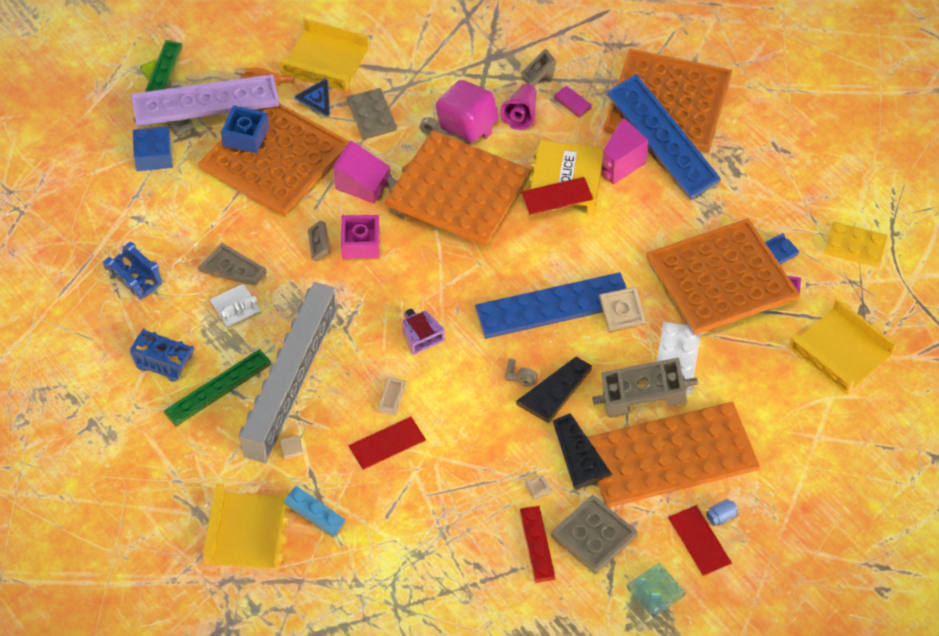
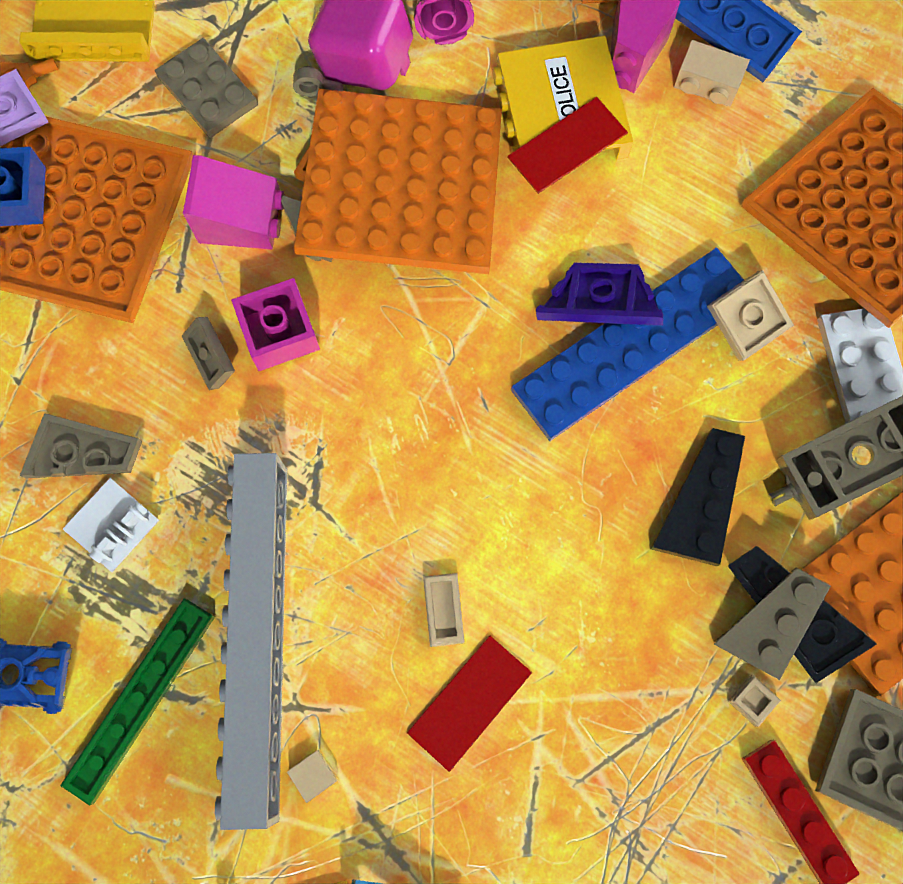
camera: 20 degrees left, 20 degrees up
(316, 97) = (105, 87): black piece -> none
(421, 331) = (444, 468): medium lavender torso -> none
(525, 375) = (649, 497): dark tan plate -> none
(542, 274) = (602, 296): none -> dark purple wing
(564, 450) = (776, 624): none -> dark tan wing
(659, 185) = (711, 73): none -> tan brick

